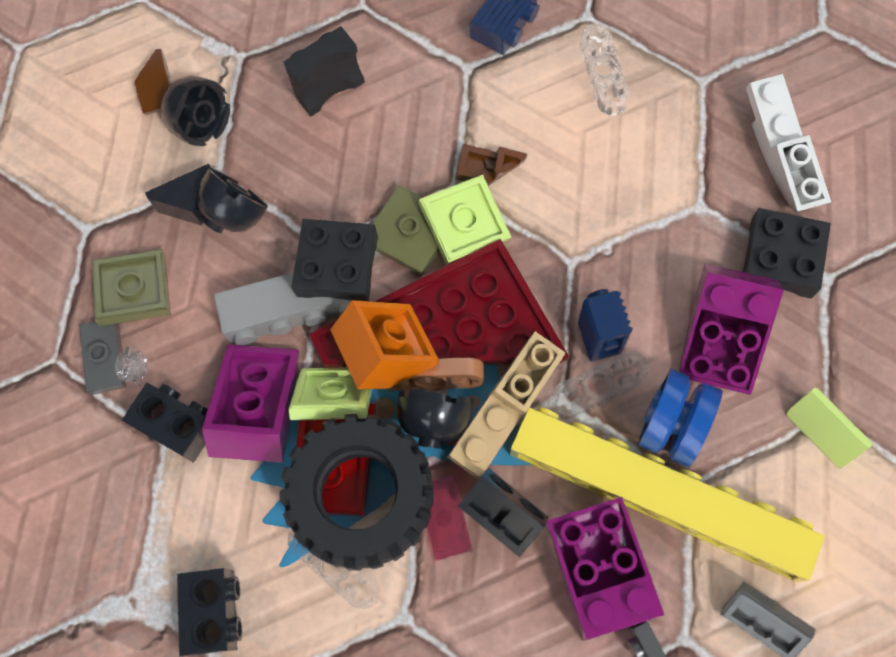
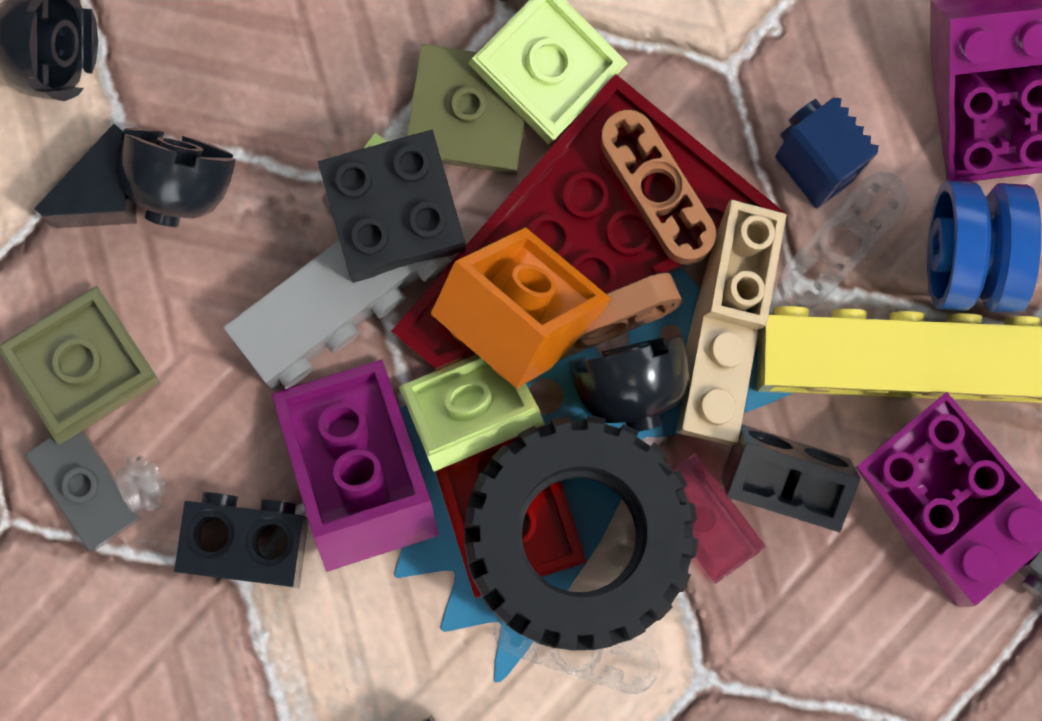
camera: 35 degrees left, 10 degrees up
(482, 287) = (648, 143): none -> nougat beam

